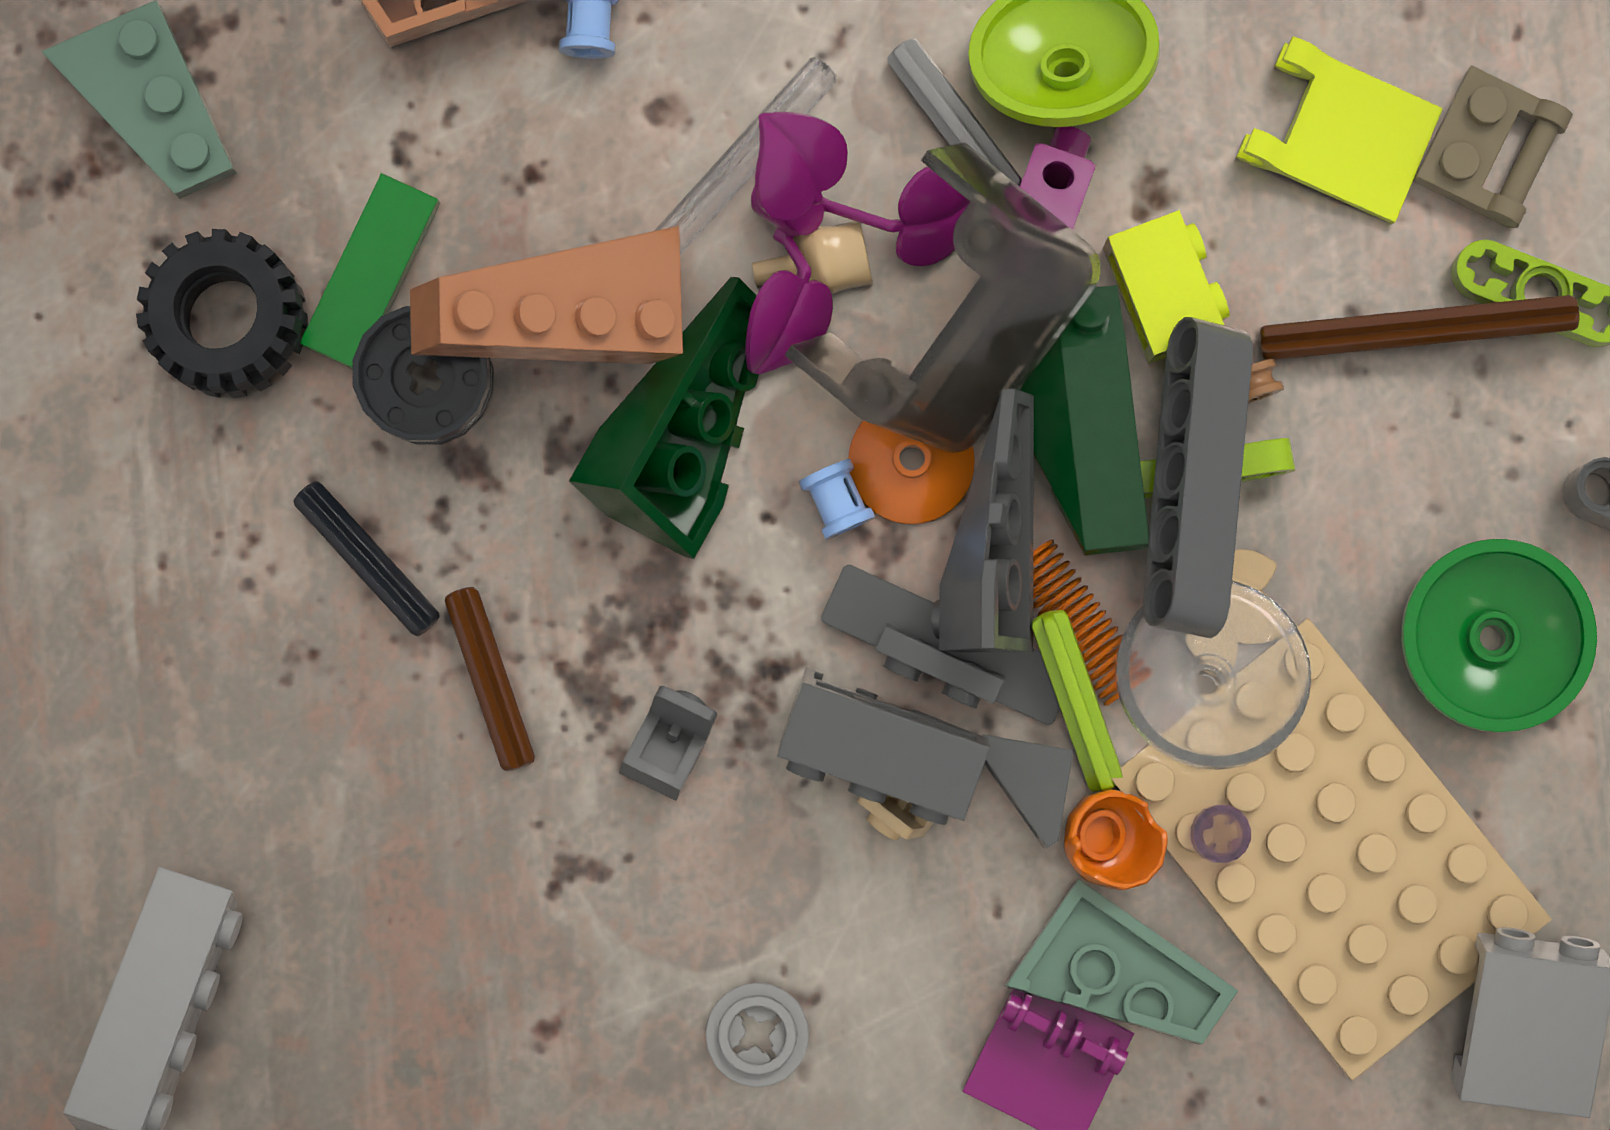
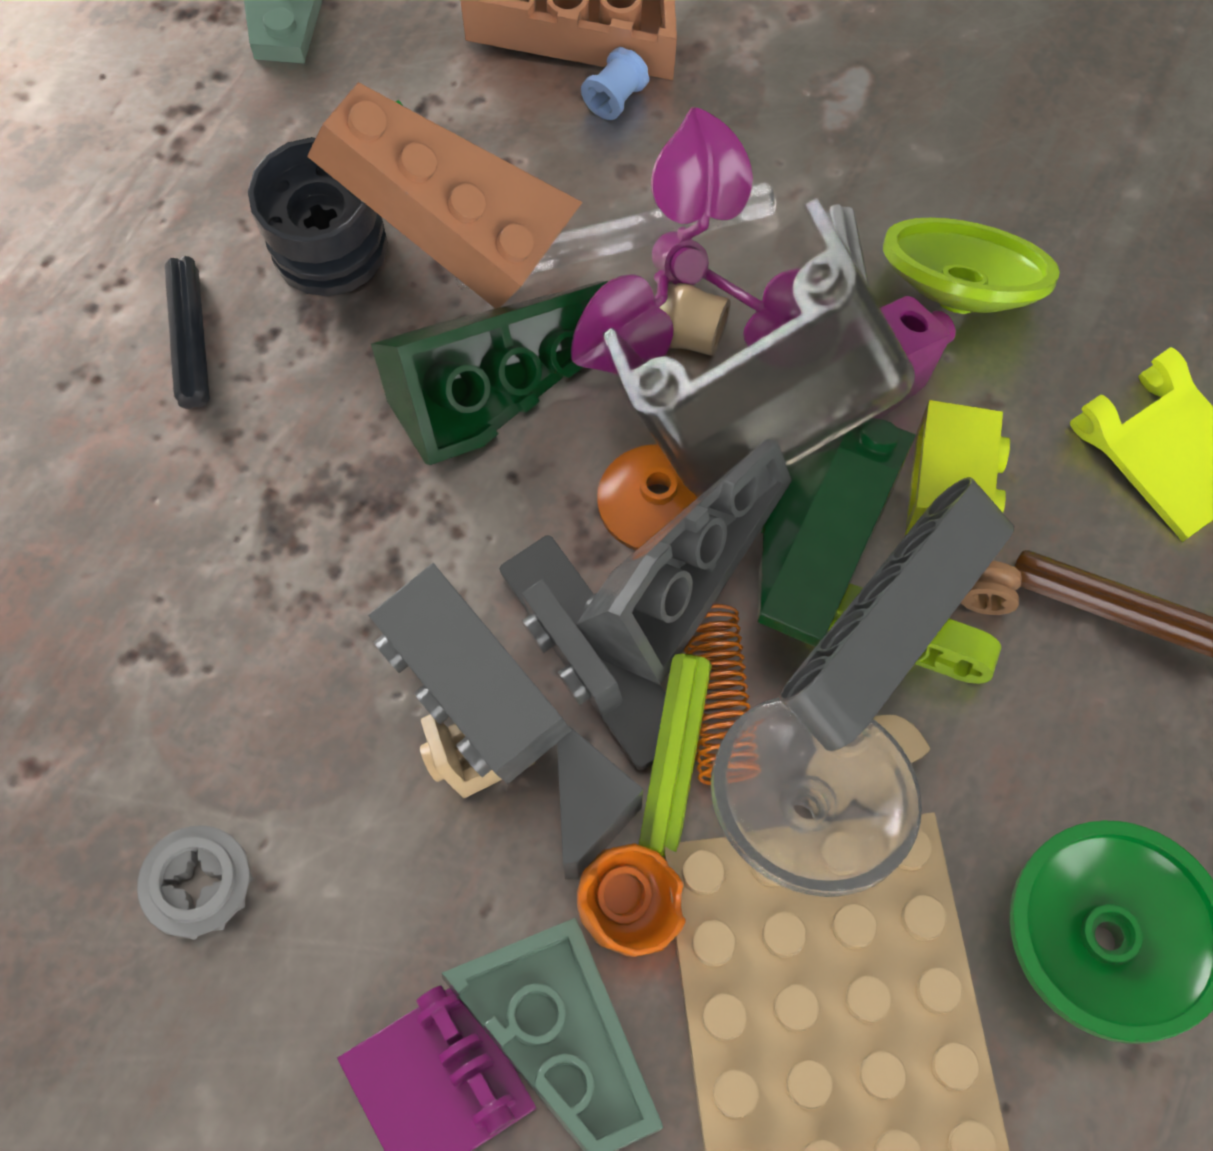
camera: 30 degrees right, 20 degrees down
(179, 284) = (213, 114): black tyre -> none
(489, 679) = (205, 466): reddish brown axle -> none
(669, 742) = (305, 587): dark grey bracket -> none
(837, 498) = (576, 483): light blue bush -> none
(1235, 846) = (747, 973): bush -> none

